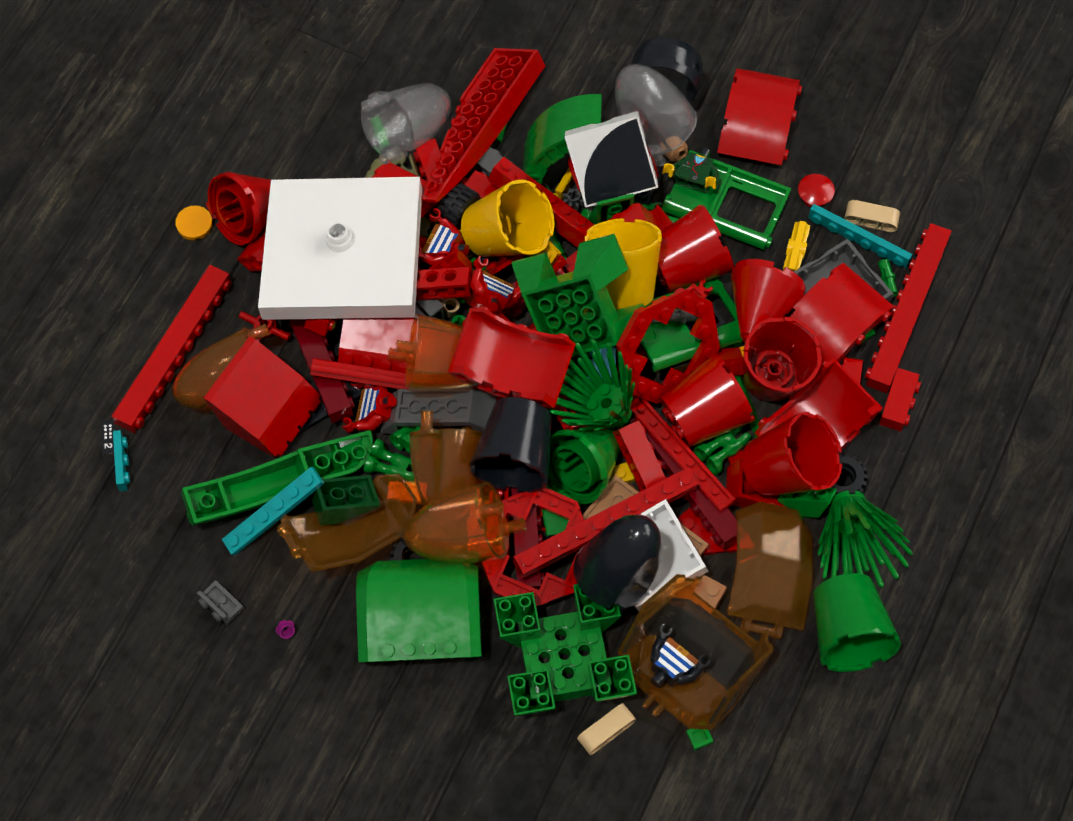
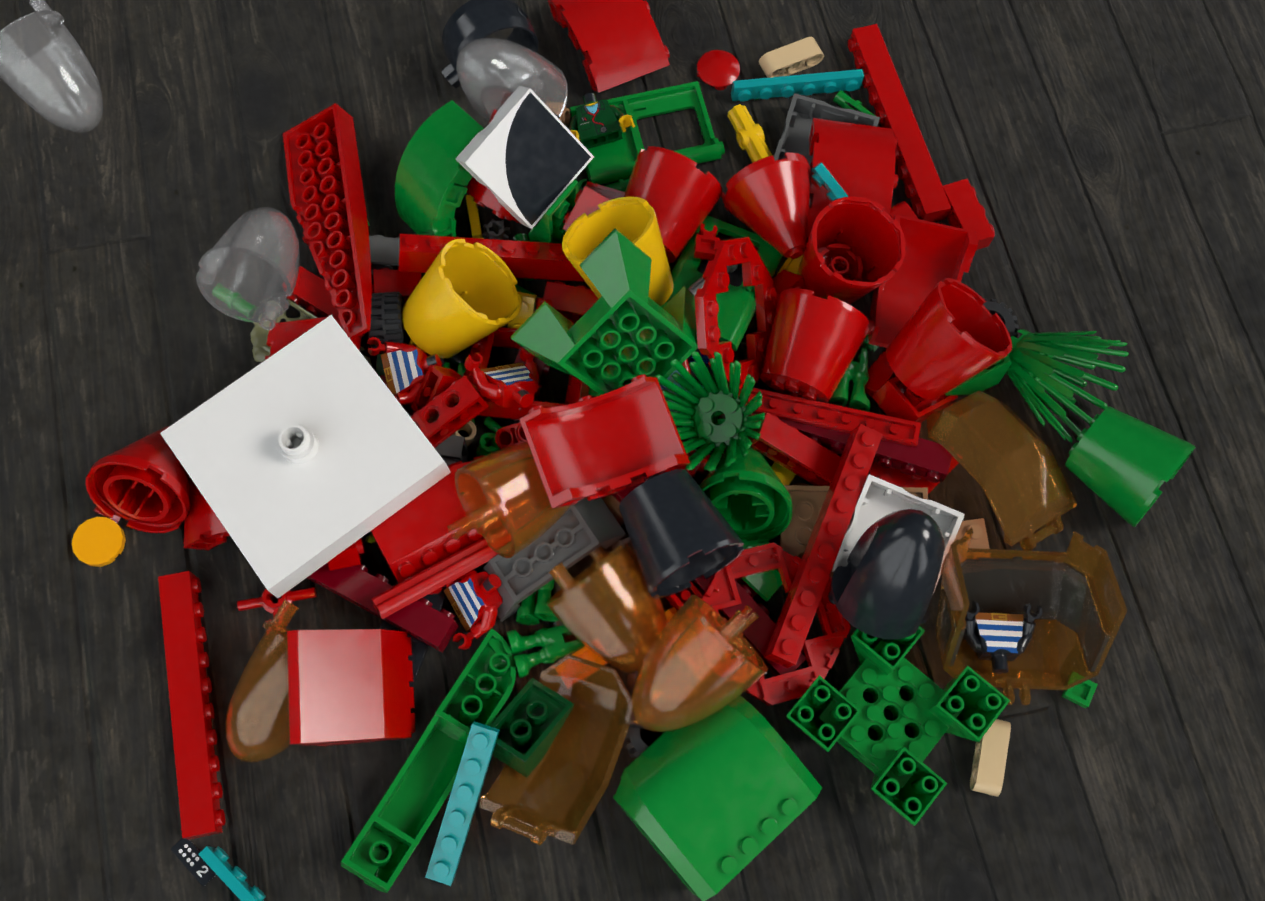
camera: 45 degrees left, 5 degrees up
(806, 303) = (823, 177): none -> teal plate

